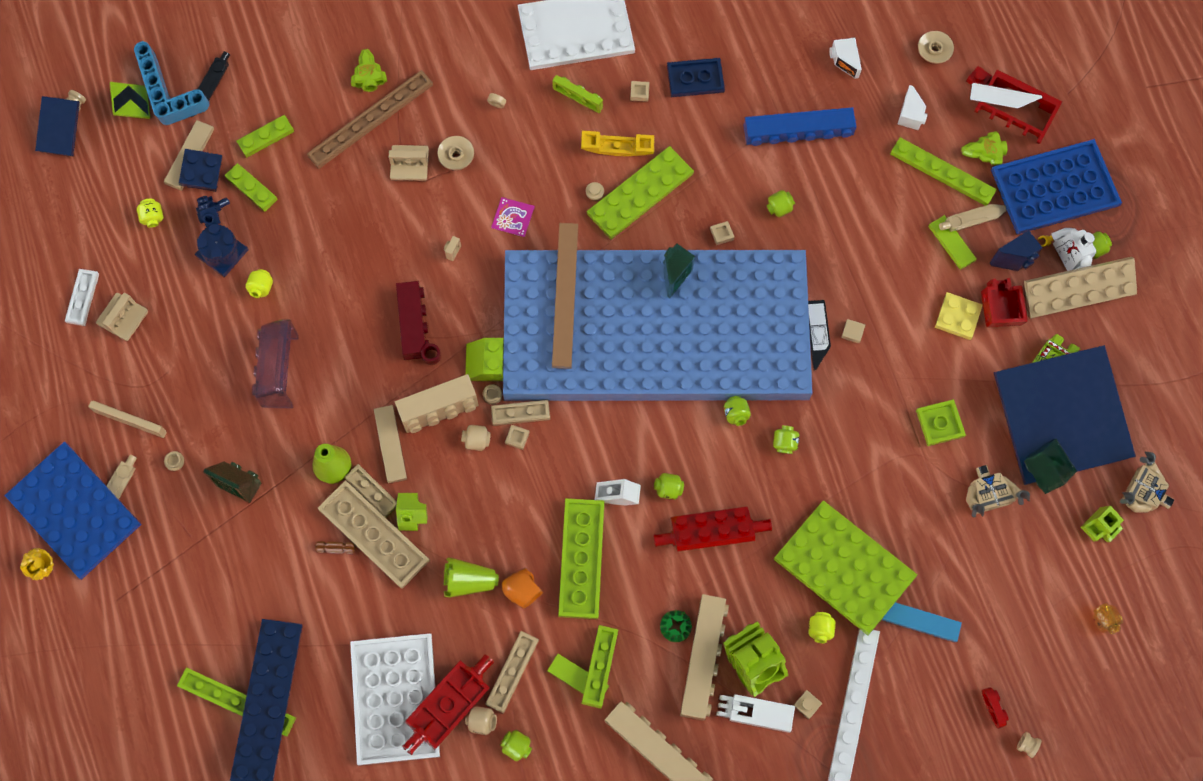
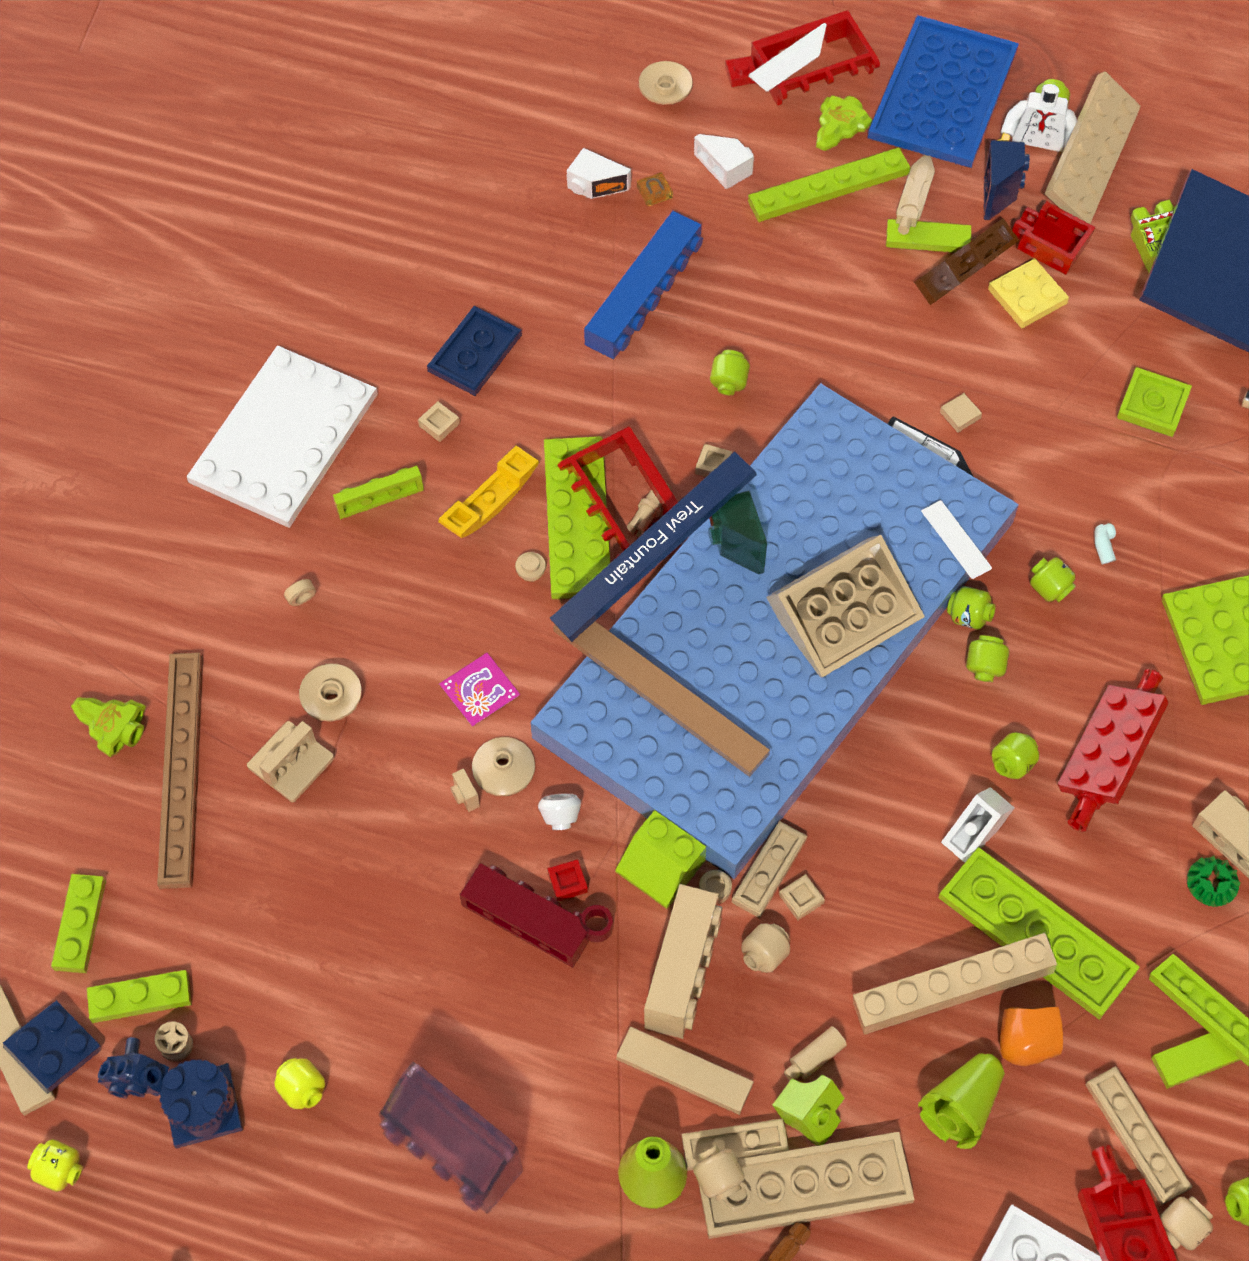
camera: 50 degrees left, 10 degrees down
(236, 214) = (168, 1036): none -> tan wheel
(345, 490) = (718, 1173): none -> tan head
(440, 496) = (816, 1054): none -> tan cylinder
(443, 326) = (567, 880): none -> red plate
(475, 296) = (560, 810): none -> white cone
(481, 264) = (508, 778): none -> tan dish
(520, 535) = (954, 983): none -> tan brick
(631, 235) = (653, 546): none -> dark blue tile
(671, 221) = (648, 510): none -> tan pin
(678, 348) = (846, 605): none -> tan slope
(691, 194) = (636, 455): none -> red hinge
(714, 437) = (987, 658): none -> lime head
(764, 376) = (956, 539): none -> white sticker
(830, 450) = (1103, 534): none -> light aqua arm
(865, 90) = (654, 189): none -> clear yellow tile
(950, 271) = (966, 261): none -> reddish brown slope

